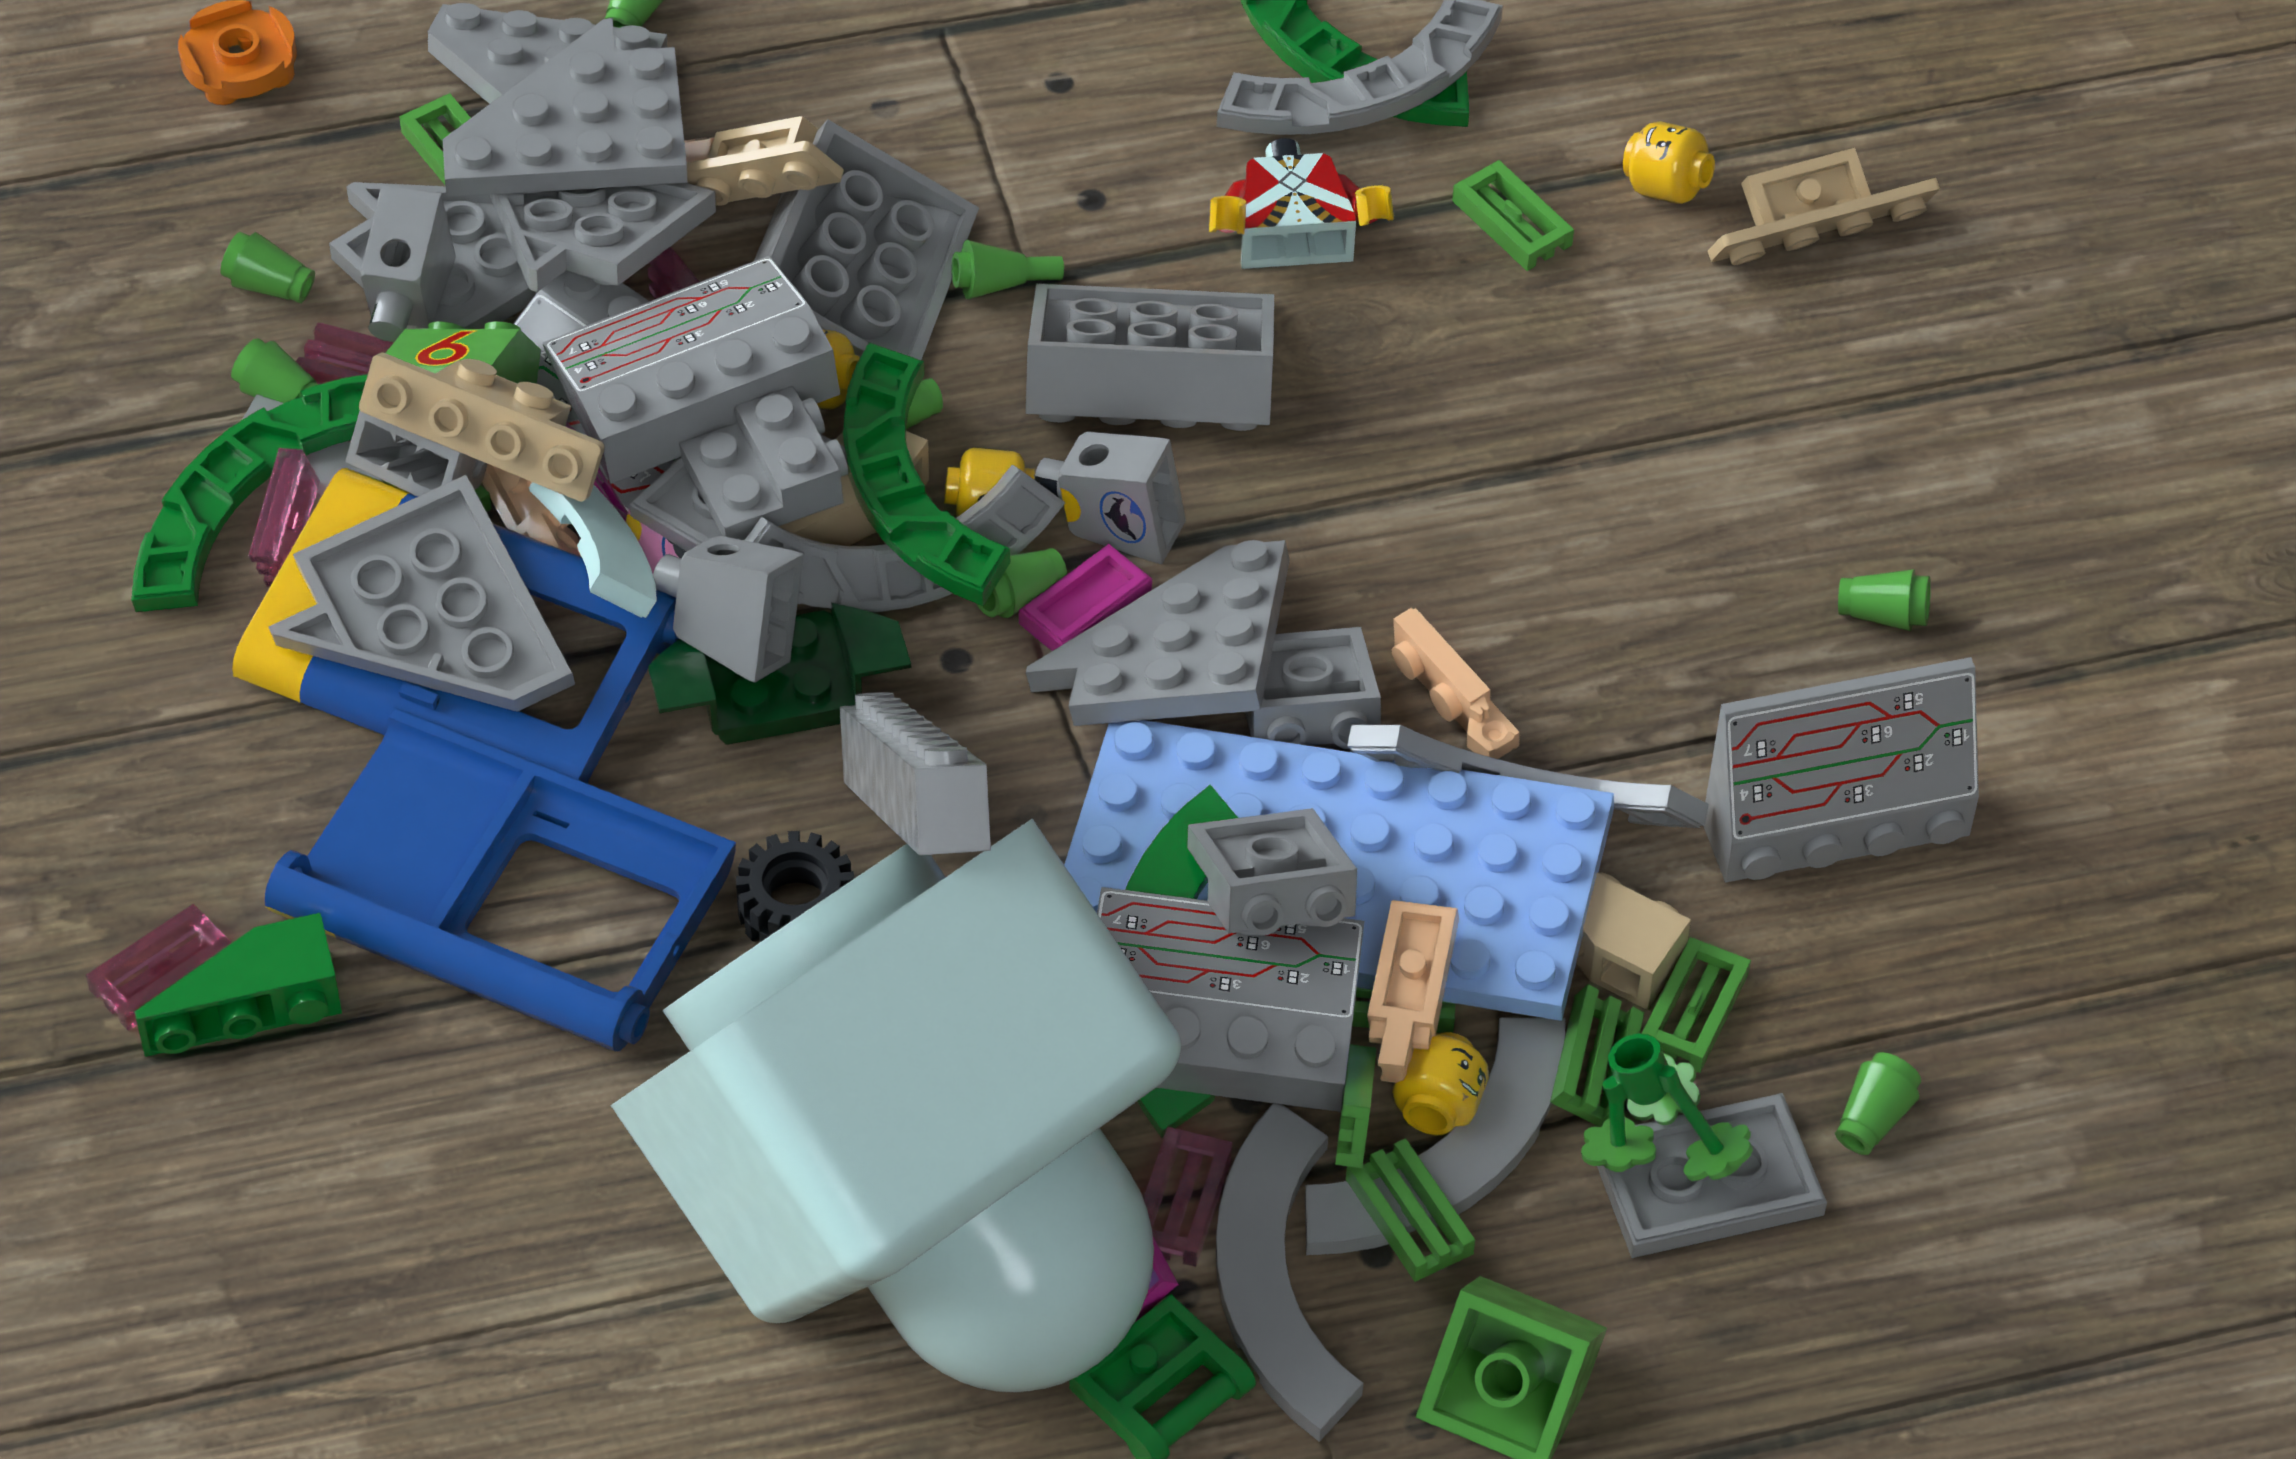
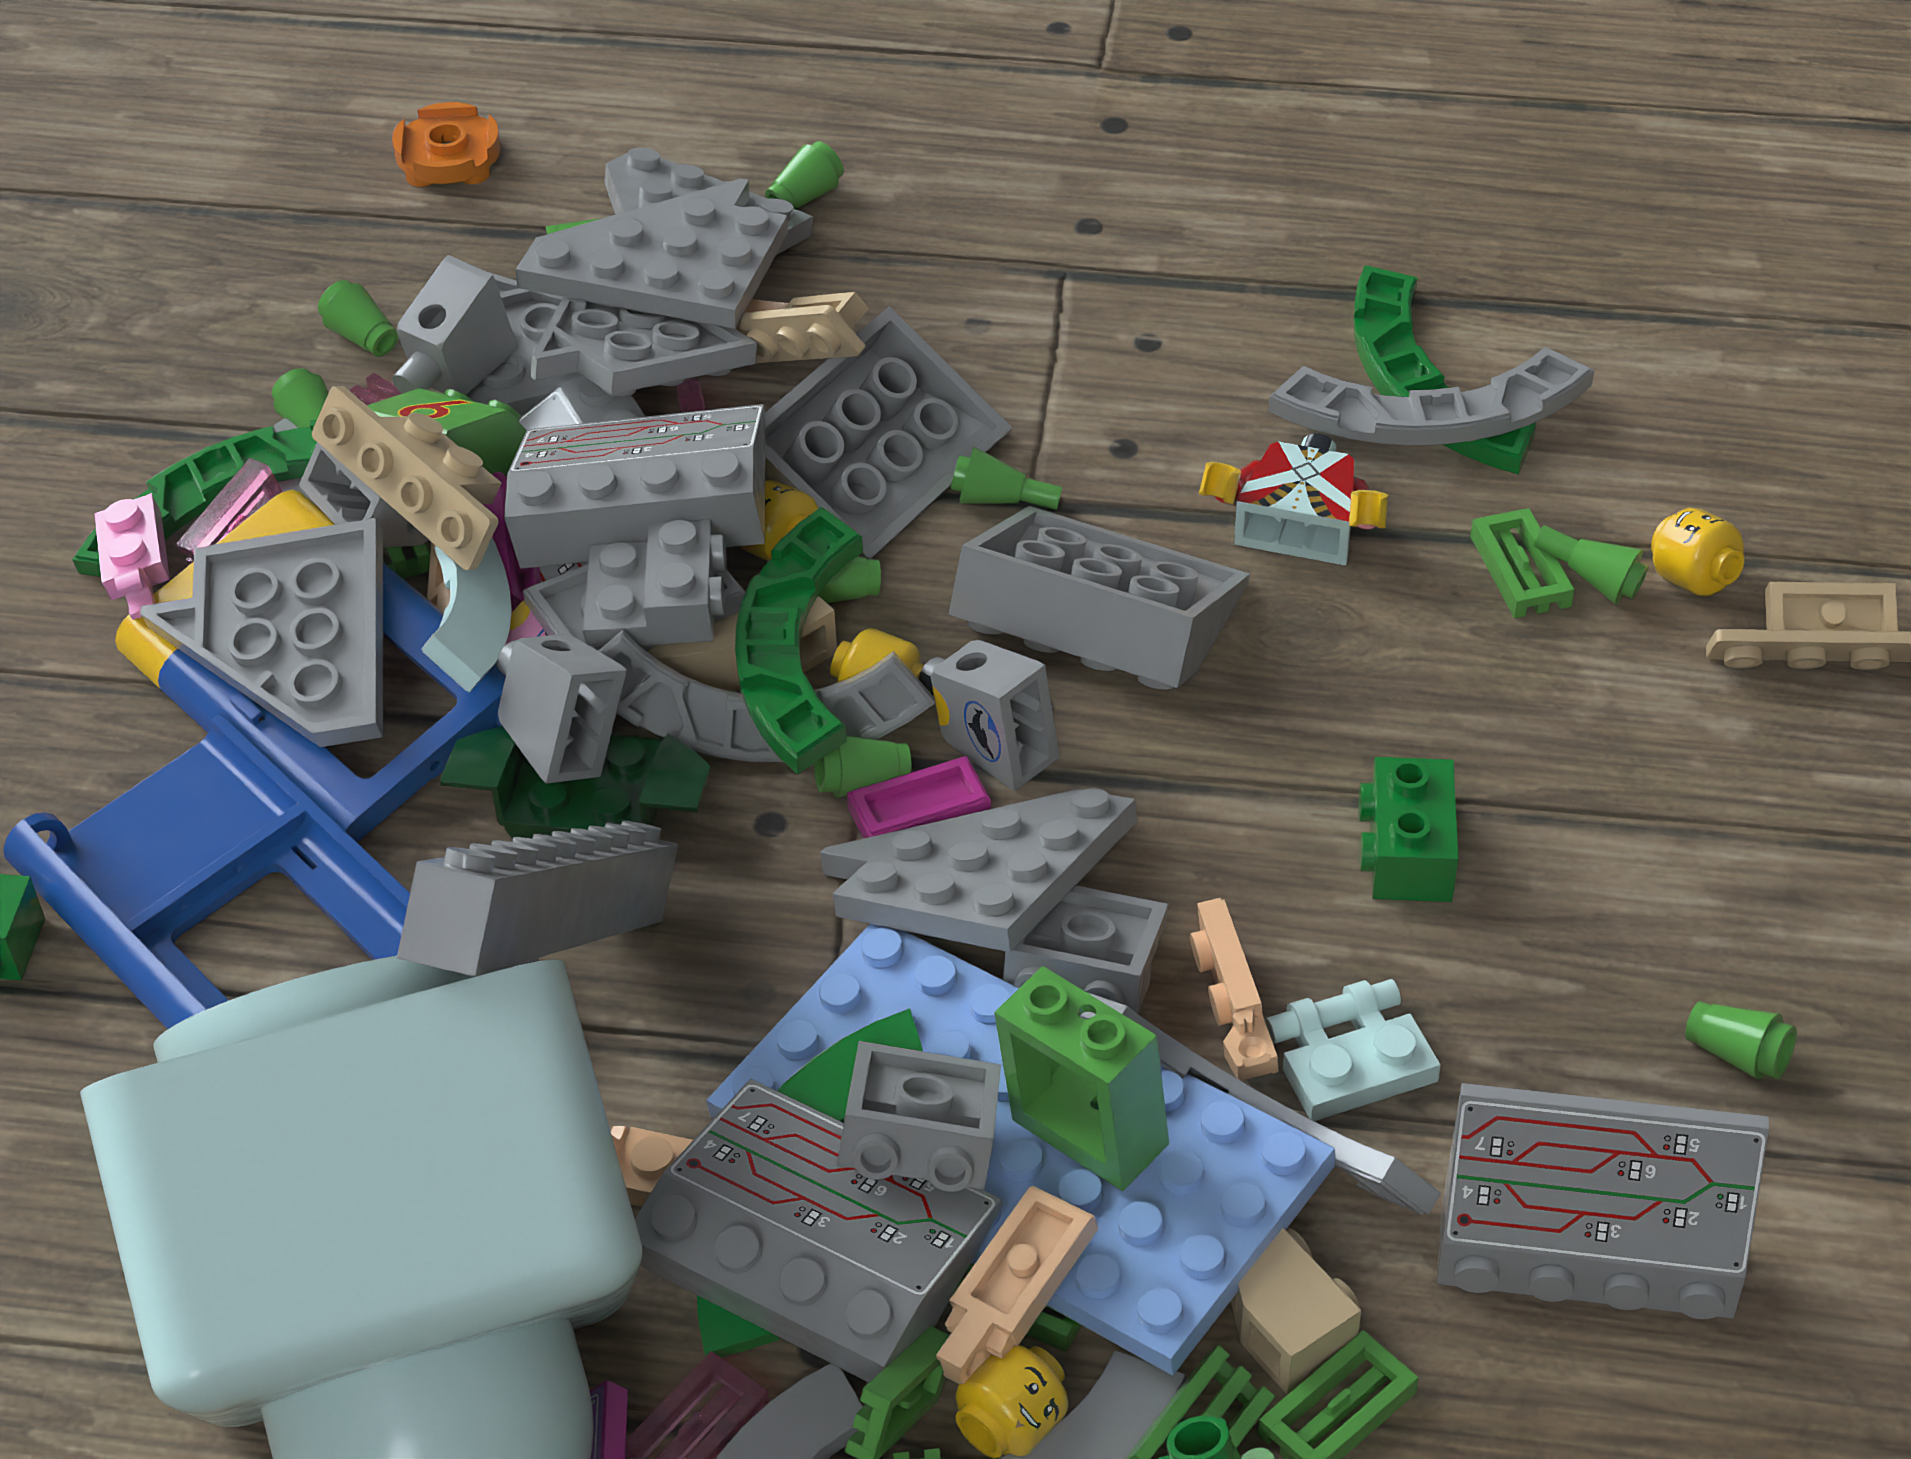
camera: 25 degrees right, 5 degrees down
(208, 576) = (132, 551): none -> bright pink plate
(1392, 829) = (1083, 1081): none -> bright green window
(1535, 496) = (1411, 829): none -> green brick
(1583, 719) = (1356, 1066): none -> light aqua plate
(1593, 199) = (1607, 567): none -> bright green cone

